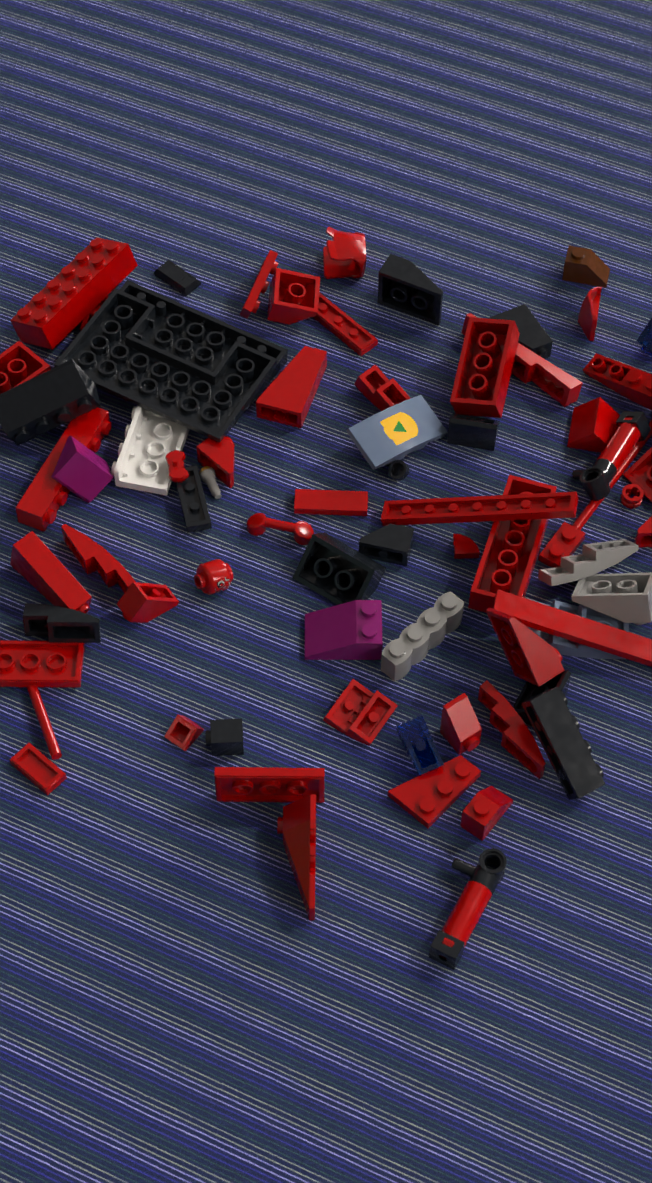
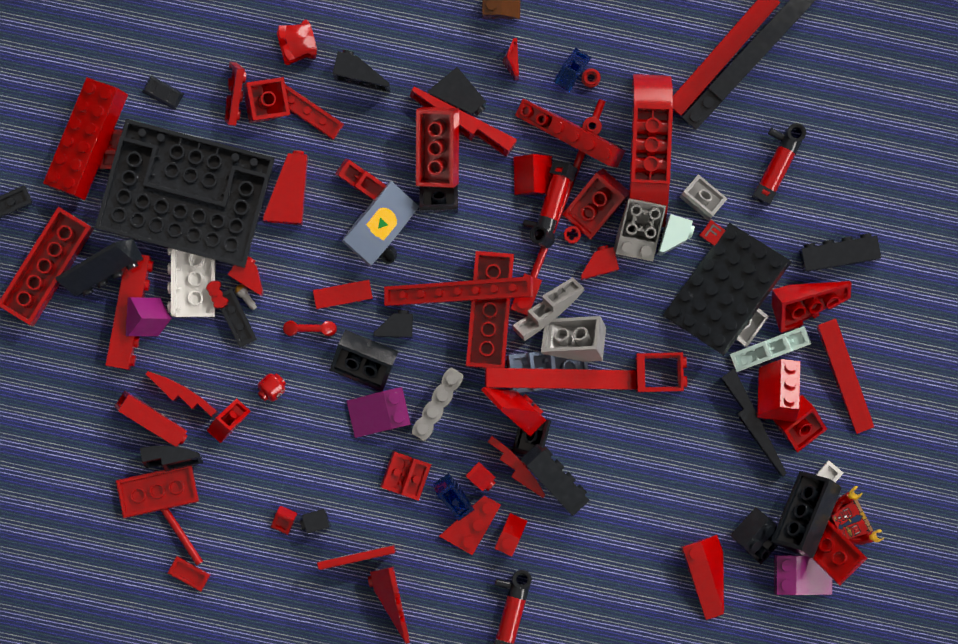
camera: 15 degrees left, 30 degrees up
(464, 547) = (452, 313): red tile -> none

